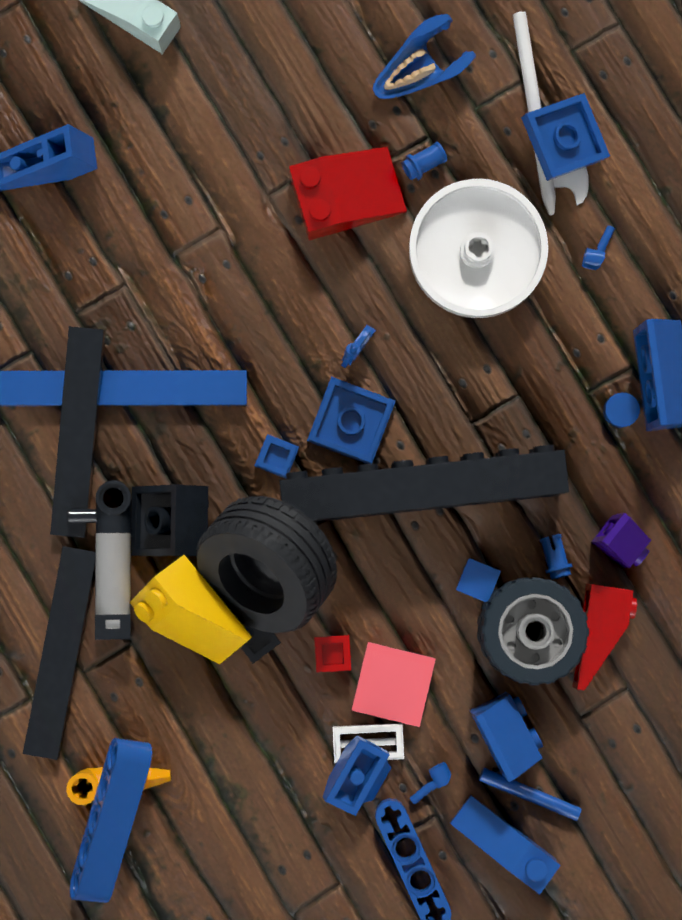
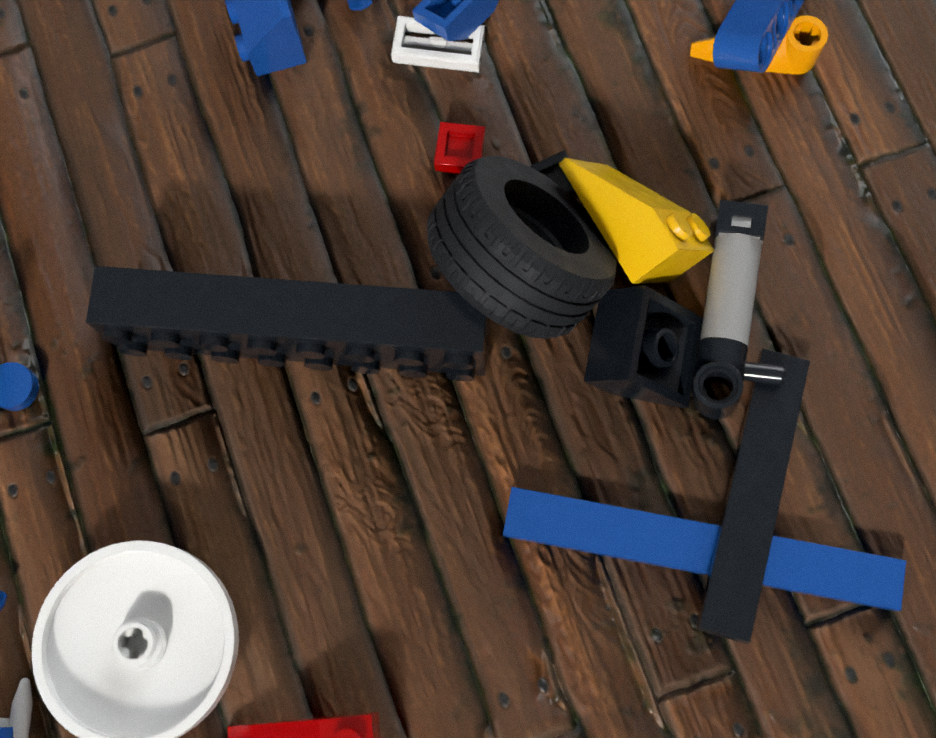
camera: 155 degrees left, 10 degrees down
(60, 653) = (811, 215): black tile -> none
(276, 456) = (483, 410): blue tile -> none
(351, 421) = (373, 440): blue tile -> none
(354, 349) = (346, 525): blue piece -> none
(393, 684) = (392, 103): coral tile -> none
(478, 580) = (256, 207): blue tile -> none
(556, 559) = (149, 215): blue pin -> none
(560, 630) = (199, 124): wheel -> none
(608, 618) = (117, 118): red slope -> none
(622, 541) = (59, 218): dark purple slope -> none

